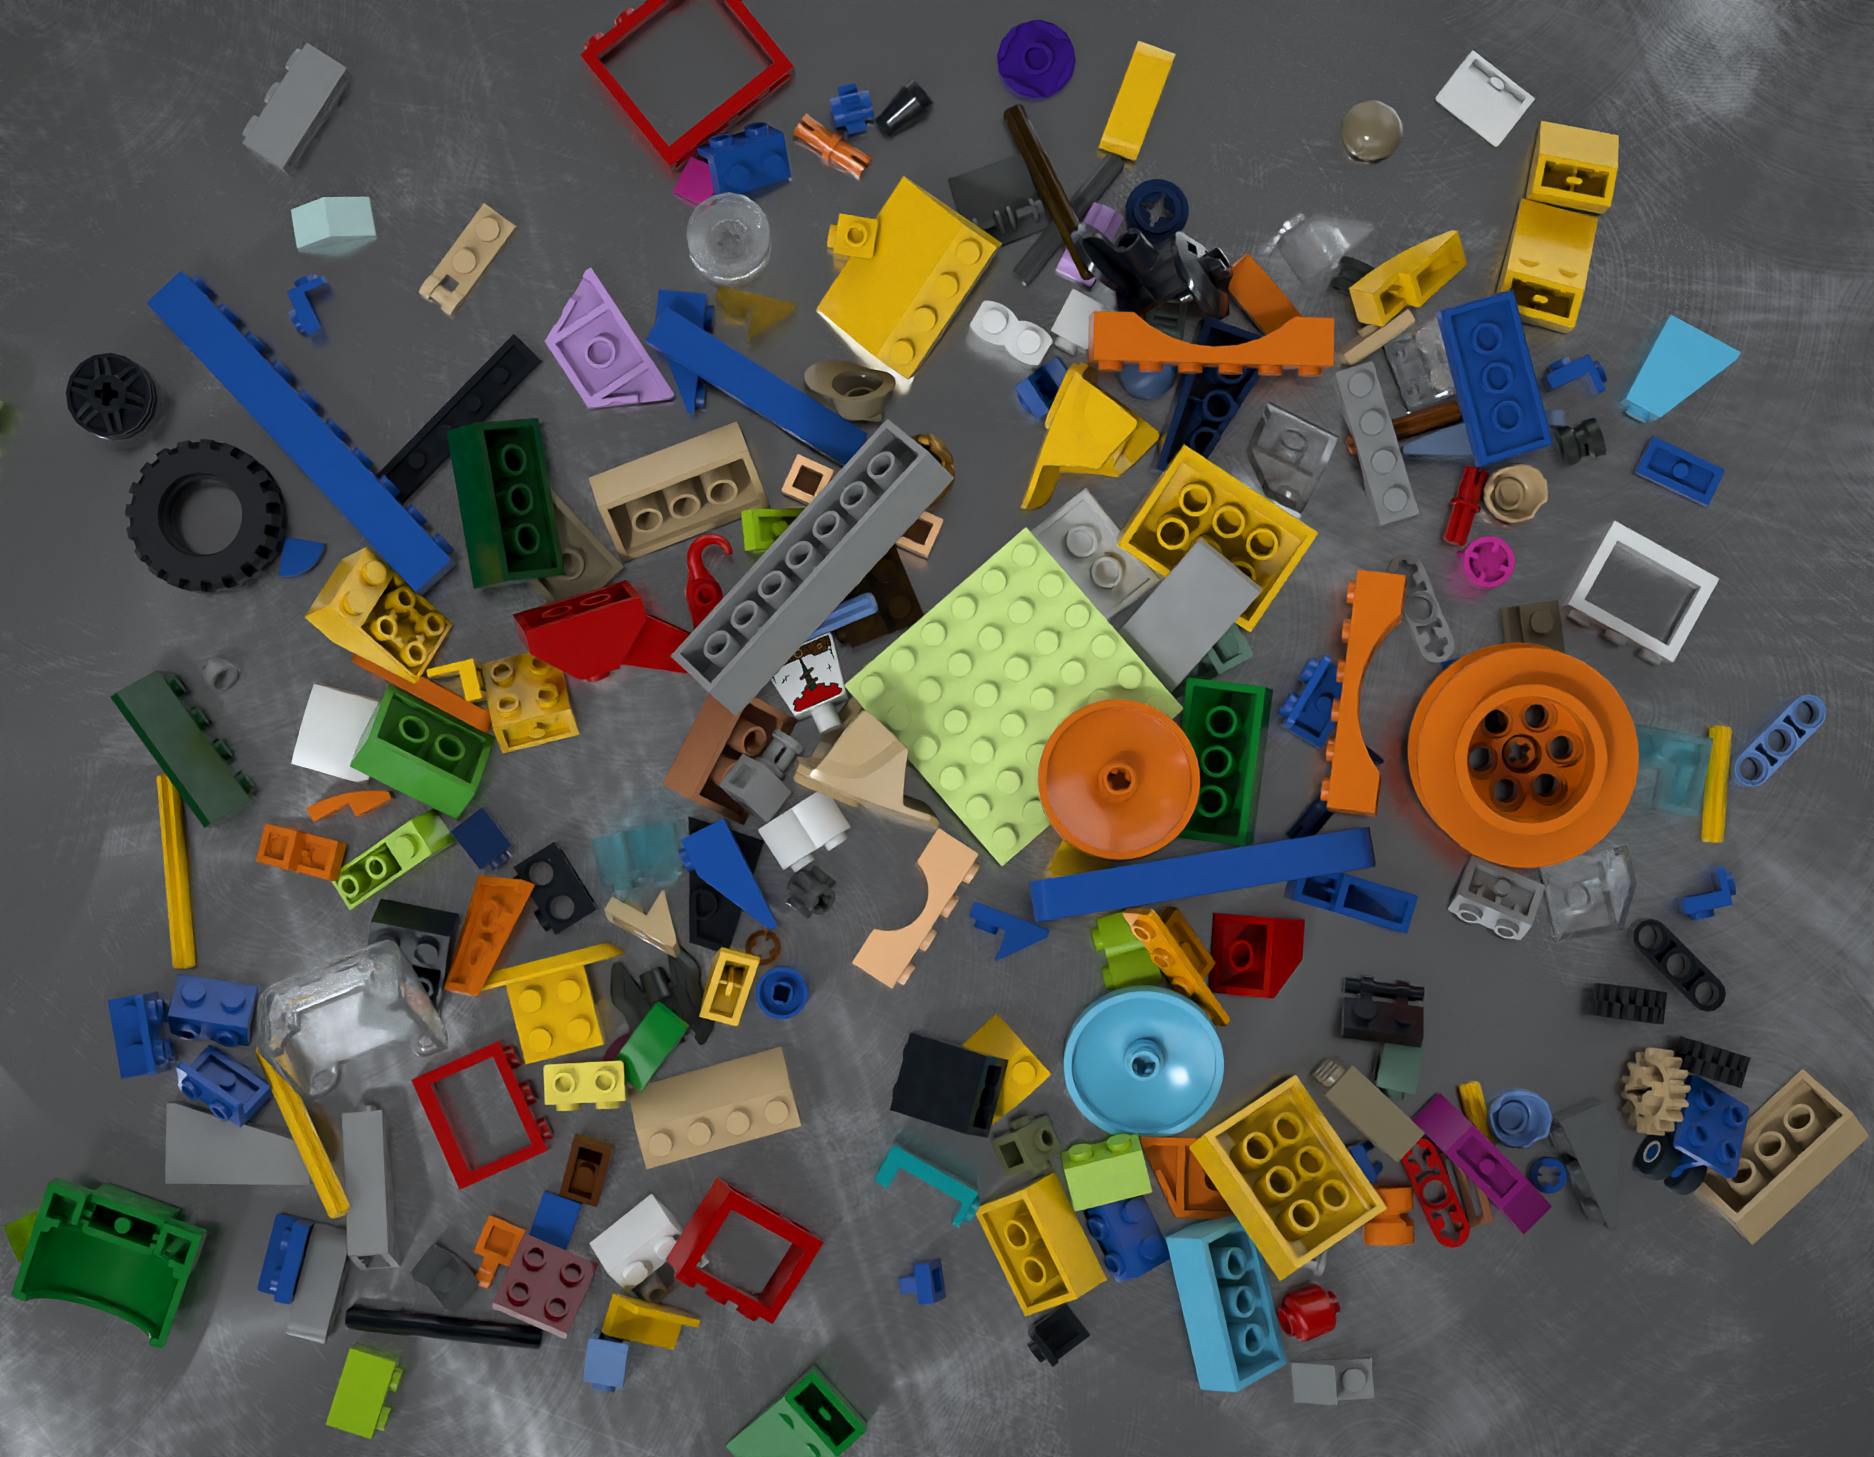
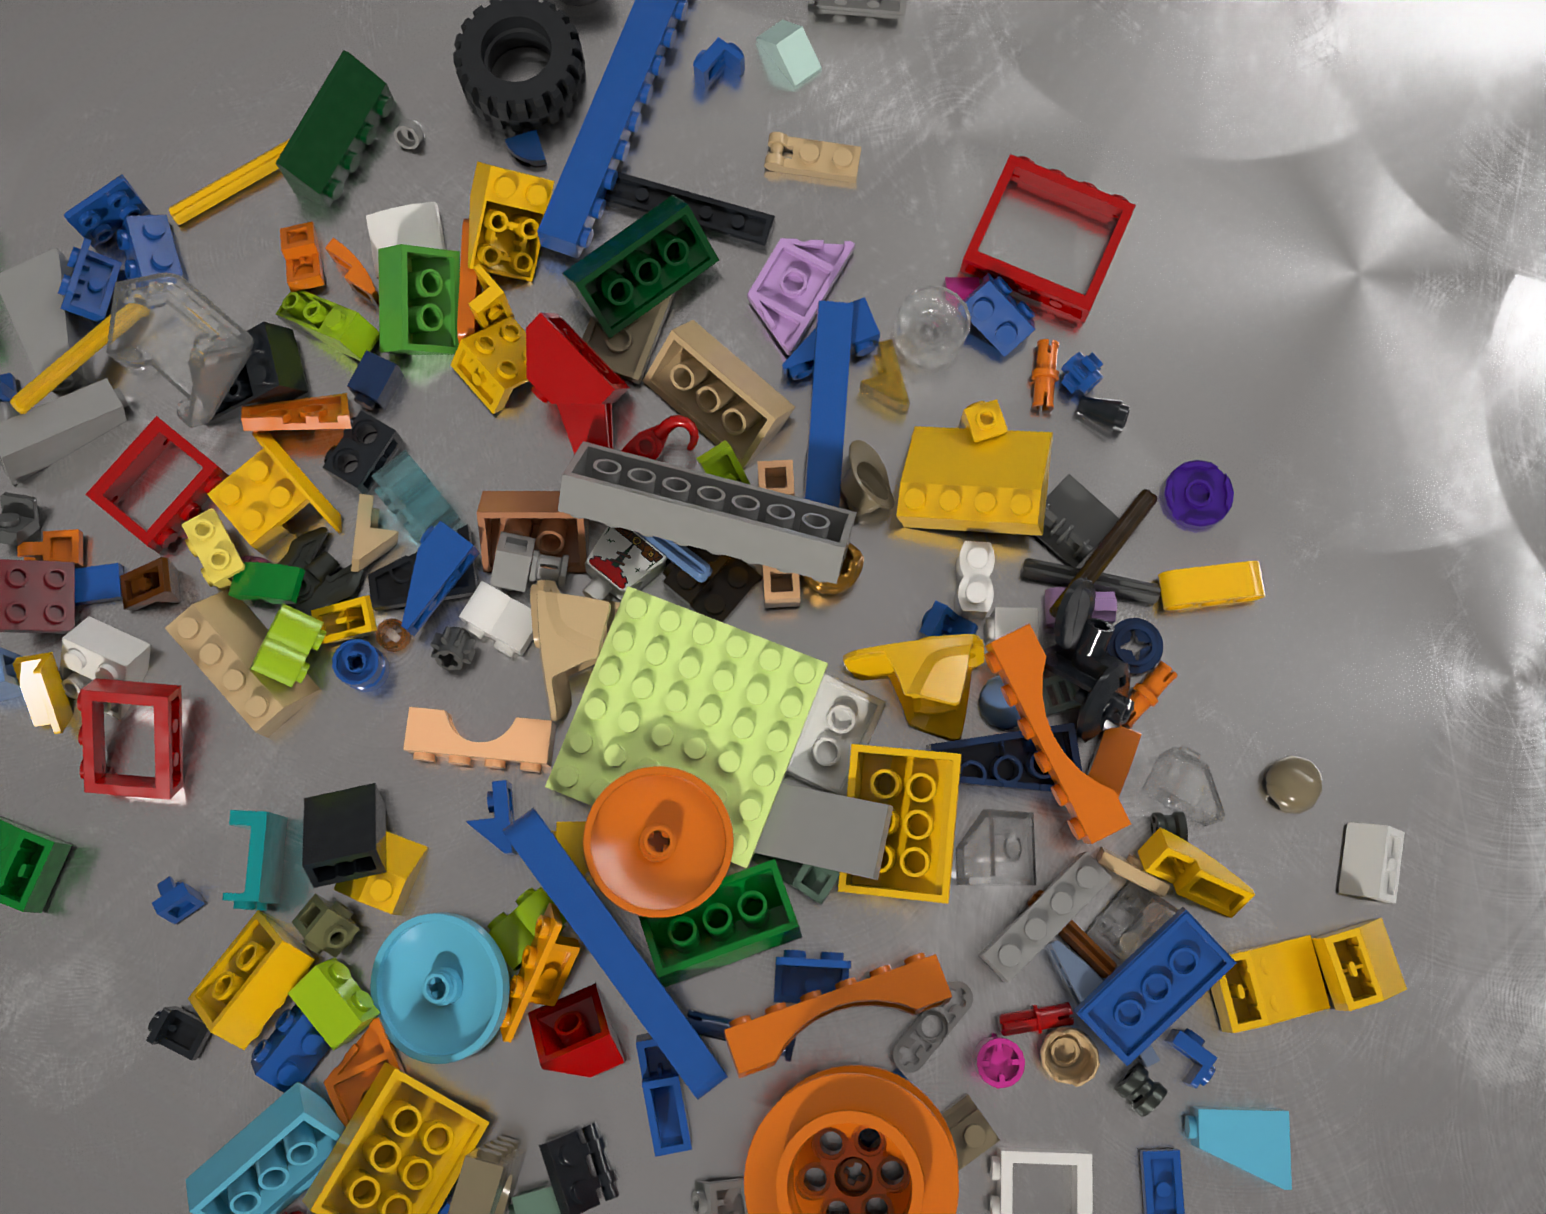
camera: 65 degrees right, 10 degrees down
(729, 1053) = (288, 645): none -> lime brick
(1209, 221) = (1149, 690): none -> orange pin

